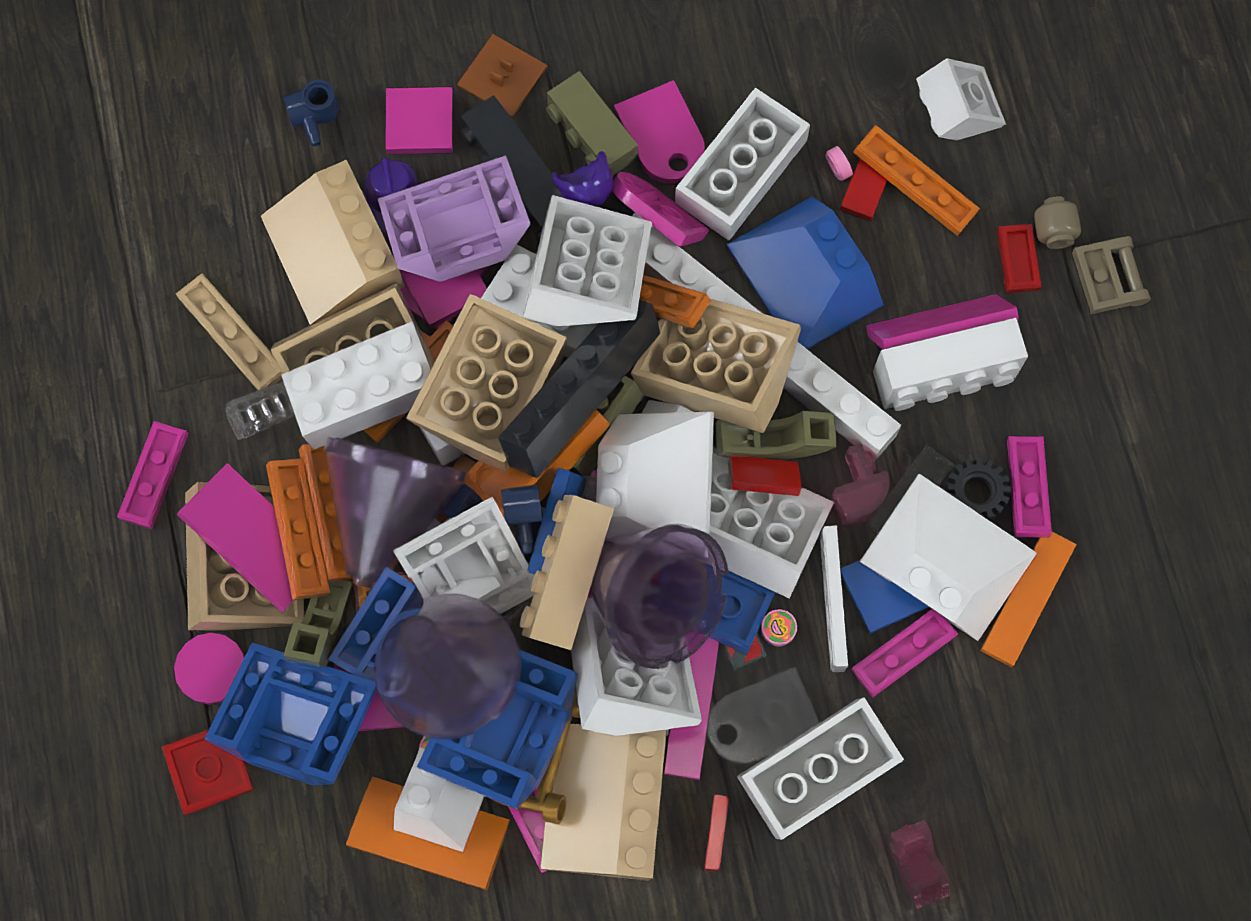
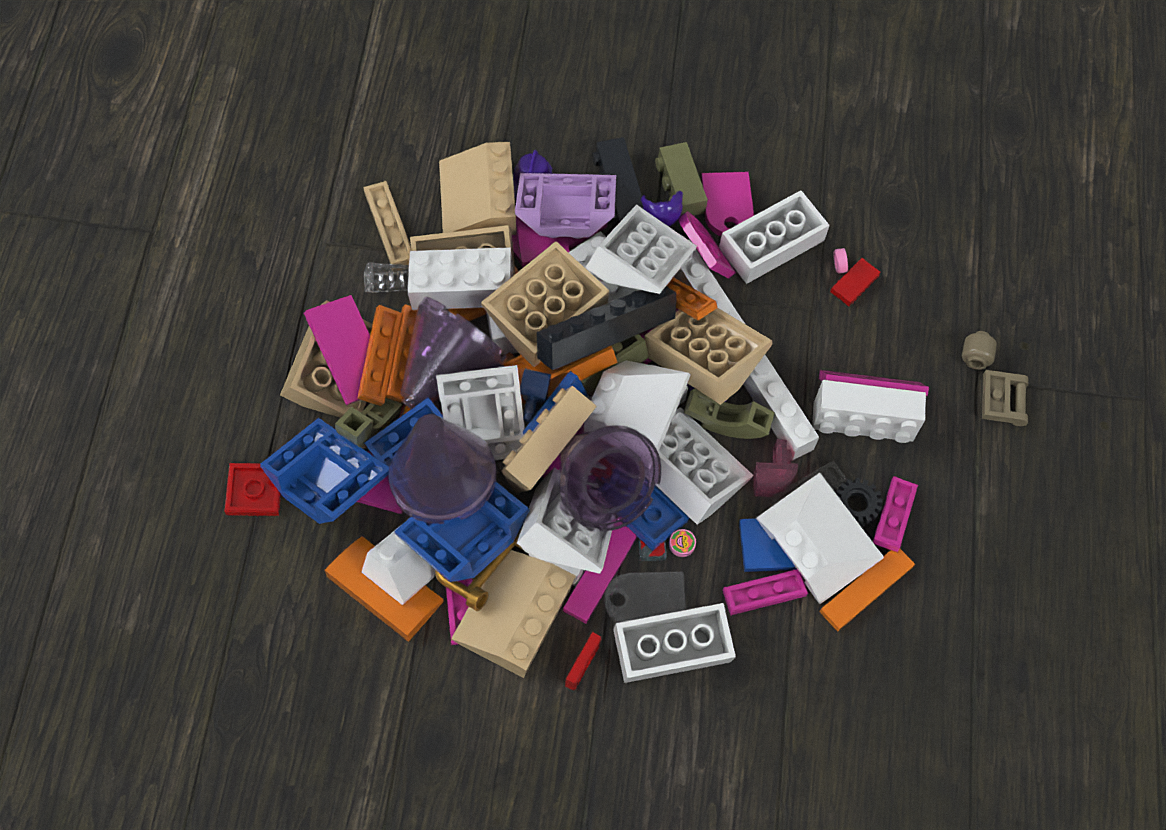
camera: 15 degrees right, 10 degrees down
(153, 475) = (299, 292): dark pink tile -> none
(208, 667) = (281, 423): dark pink tile -> none
(305, 113) = (501, 106): dark blue piece -> none
(419, 120) = (568, 139): dark pink tile -> none
(502, 72) = (637, 129): dark orange piece -> none
(764, 475) = (711, 439): red tile -> none
(808, 271) = (796, 320): blue slope -> none
(833, 599) = (727, 537): white tile -> none
(916, 180) = (890, 289): orange tile -> none
(918, 864) = (719, 735): clear pink brick -> none
(959, 100) = (939, 249): white slope -> none
(1018, 258) = (943, 365): red tile -> none

